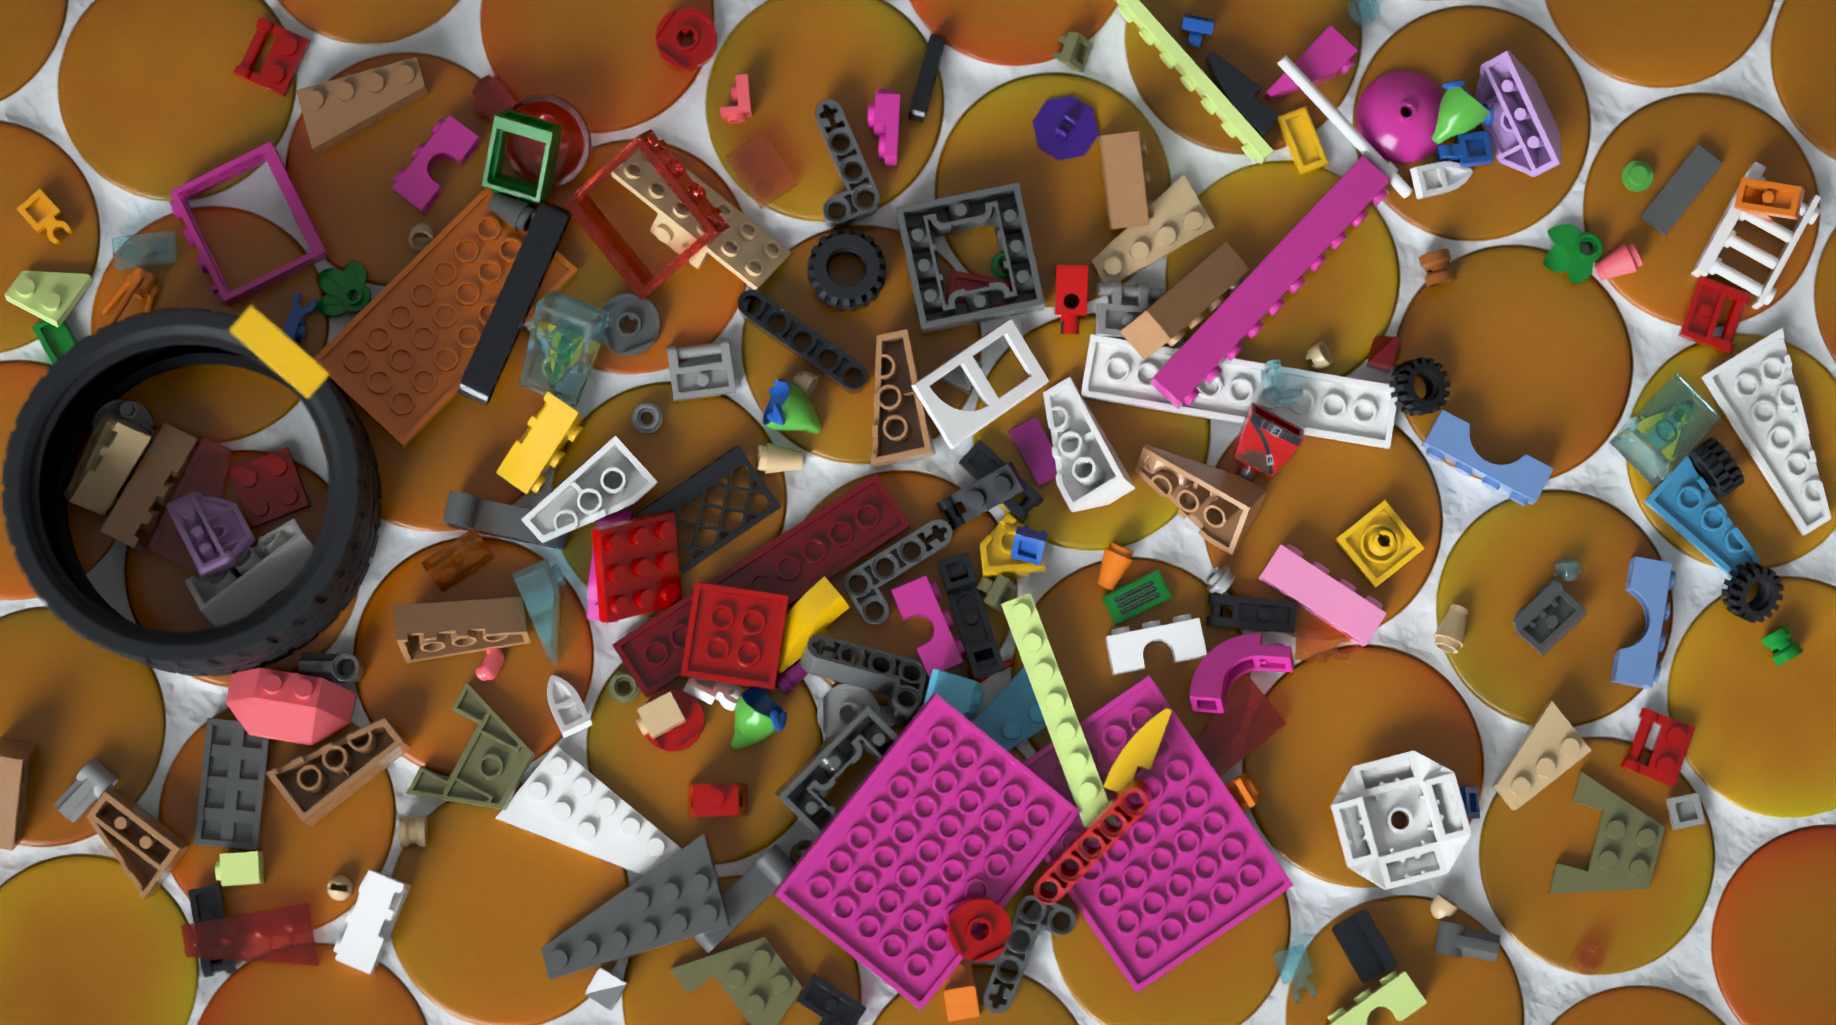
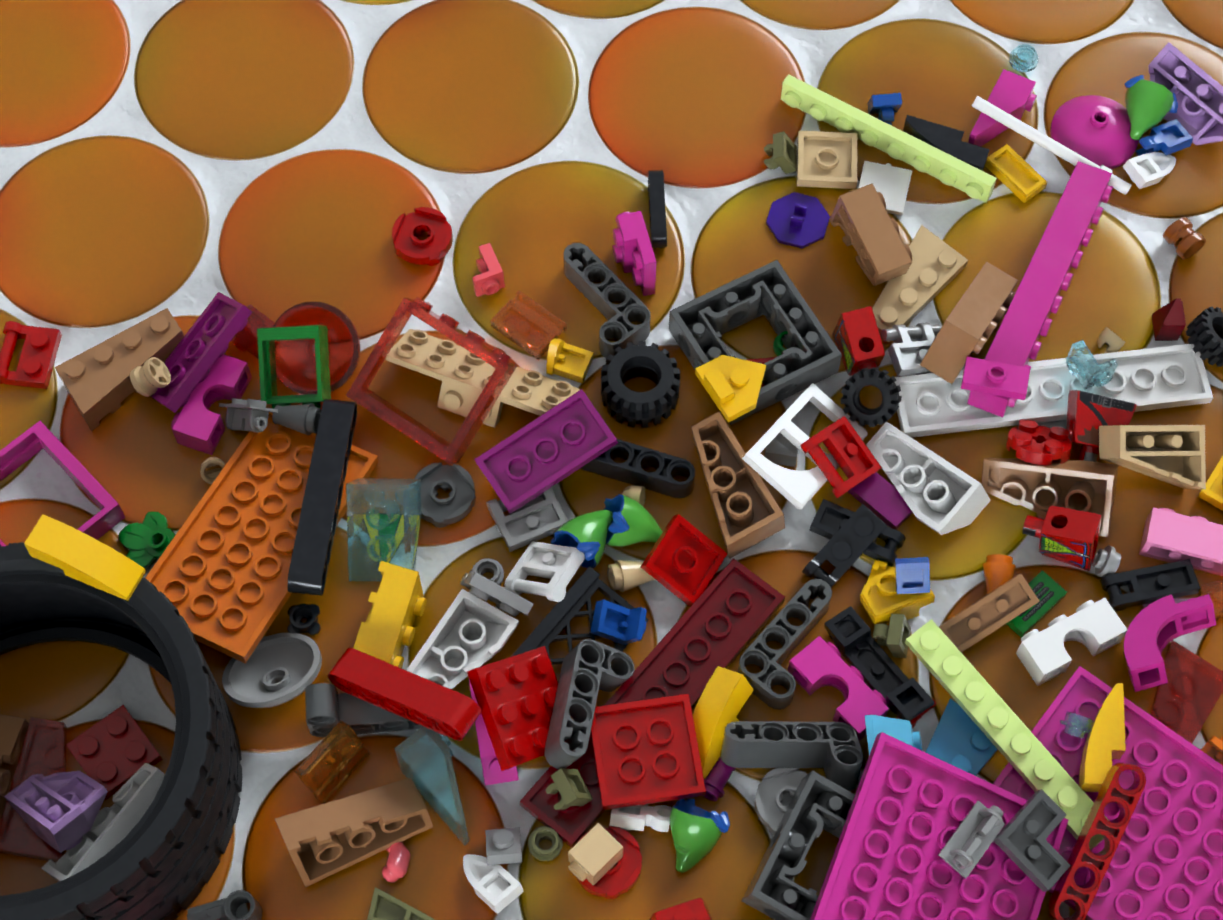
camera: 15 degrees left, 20 degrees down
(383, 130) = (150, 377): none -> tan wheel
(434, 114) = (200, 348): none -> magenta plate
(438, 448) = (274, 672): none -> light grey dish
(460, 417) = (301, 611): none -> black plate
(466, 192) = (247, 415): none -> light grey hinge
(533, 526) = (404, 694): none -> red beam
(587, 679) = (503, 846): none -> light grey plate
(651, 452) = (489, 590): none -> light grey plate
(658, 650) = (571, 788): none -> olive tile
(690, 580) = (602, 670): none -> dark grey beam
(705, 428) = (545, 561): none -> white plate
(733, 319) = (546, 451): none -> magenta plate
(746, 411) = (586, 534): none -> bright green hat
(749, 507) = (618, 622): none -> blue bracket
(788, 219) = (568, 360): none -> yellow tile
(829, 462) = (684, 560): none -> red plate
(928, 306) = (732, 384): none -> yellow plate
(984, 807) = (972, 838): none -> light grey hinge
(1017, 403) = (847, 451): none -> red plate
(1031, 822) = (1026, 841): none -> dark grey plate
(1071, 341) = (852, 400): none -> black tyre
(1088, 599) = (989, 613): none -> medium nougat plate
(1116, 71) = (827, 159): none -> tan plate
(1122, 729) = (1076, 725): none -> clear light blue plate
(1163, 117) = (890, 182): none -> white piece
(1177, 377) = (995, 378): none -> dark pink plate
(1199, 554) = (1066, 535): none -> red torso
(1201, 431) = (1039, 443): none -> red plate
(1304, 490) = (1159, 451): none -> tan wedge

